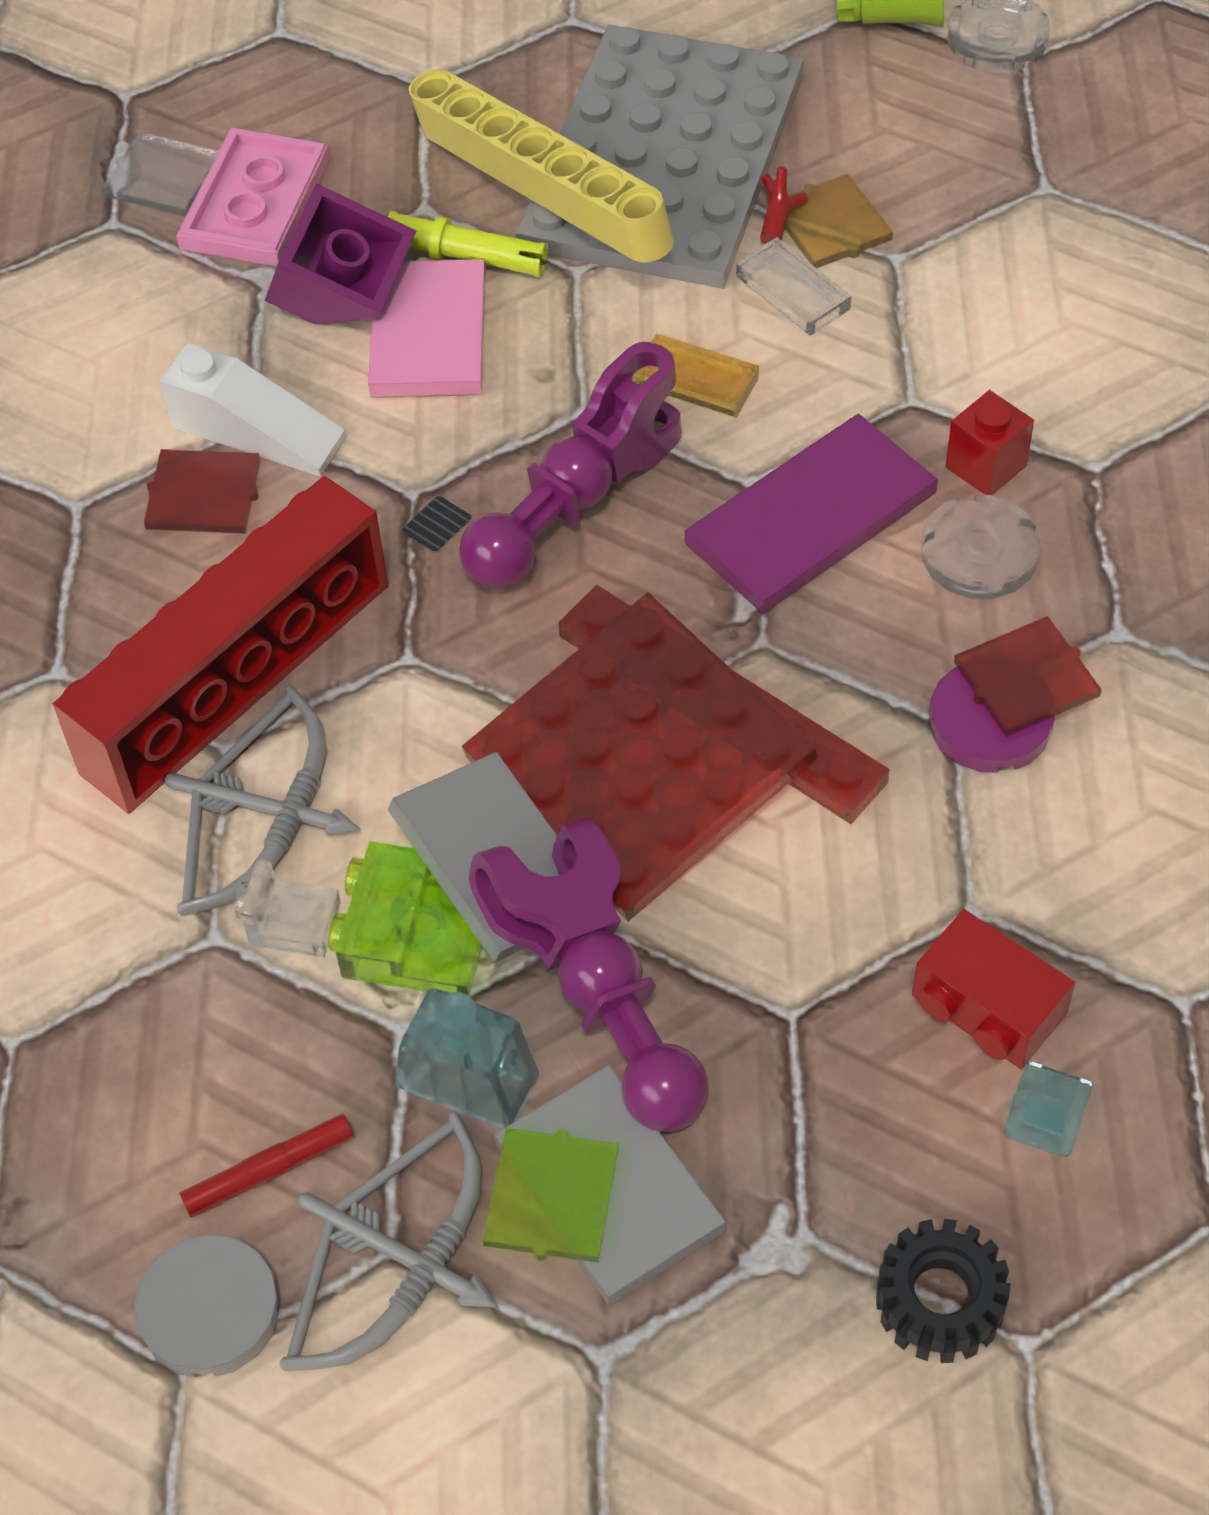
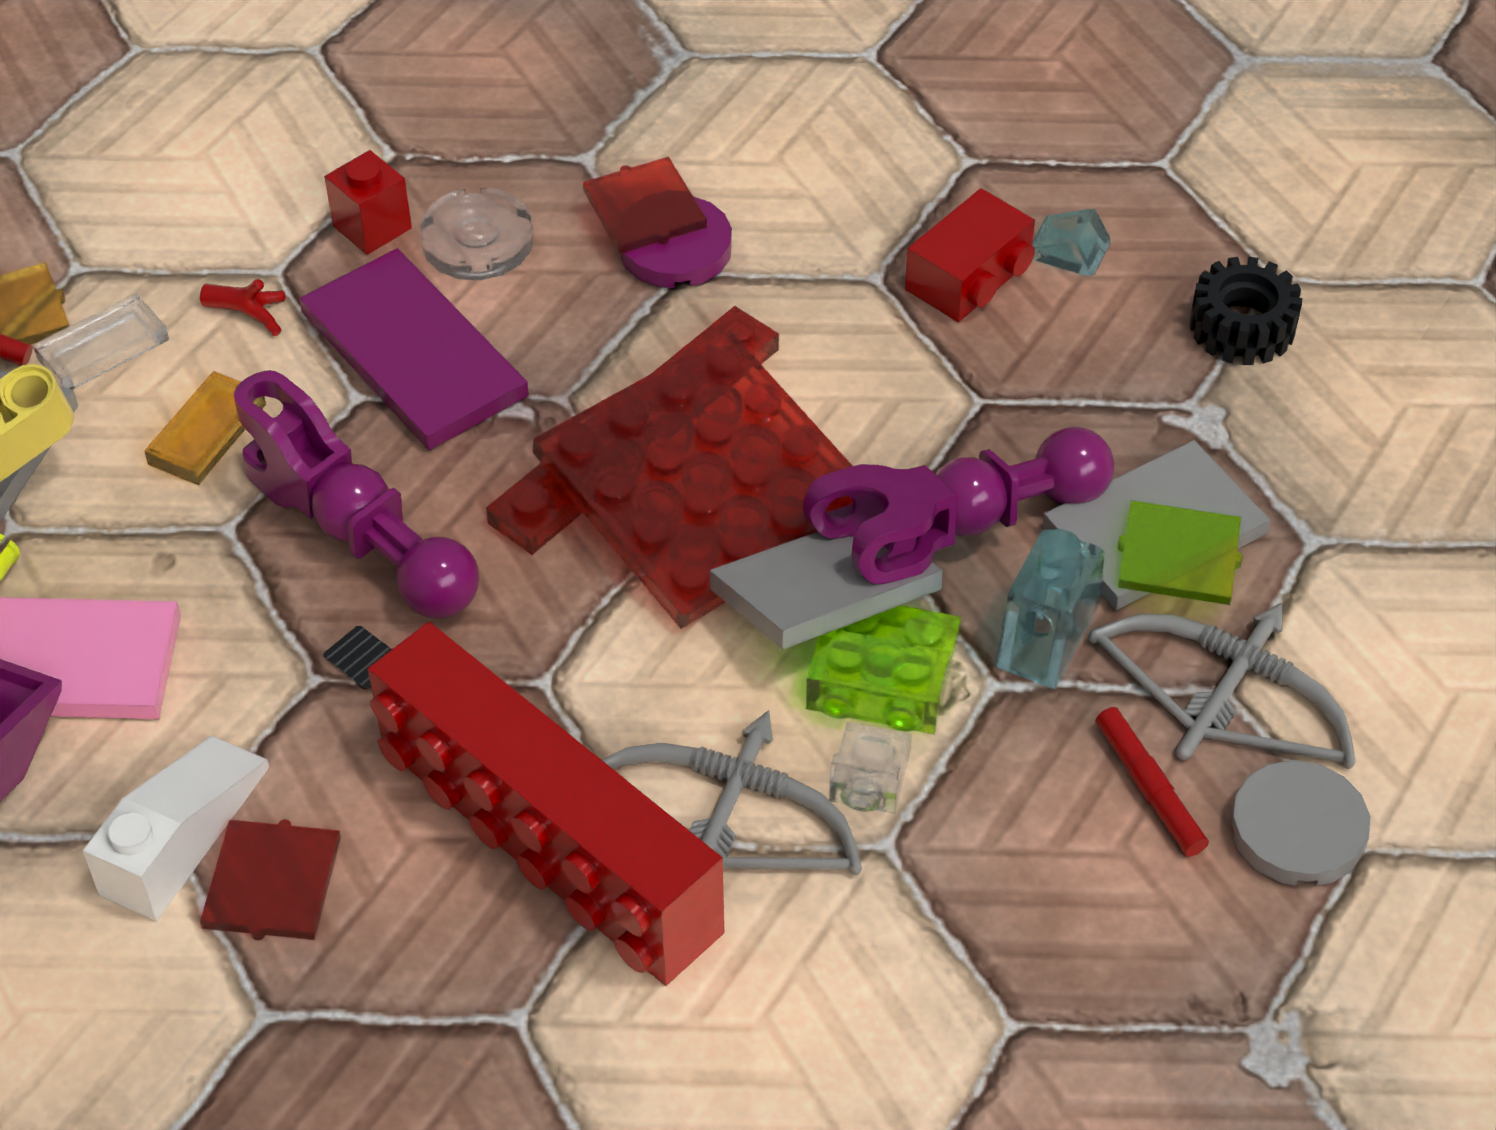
camera: 90 degrees left, 5 degrees down
(856, 380) = (246, 299): none -> red bar

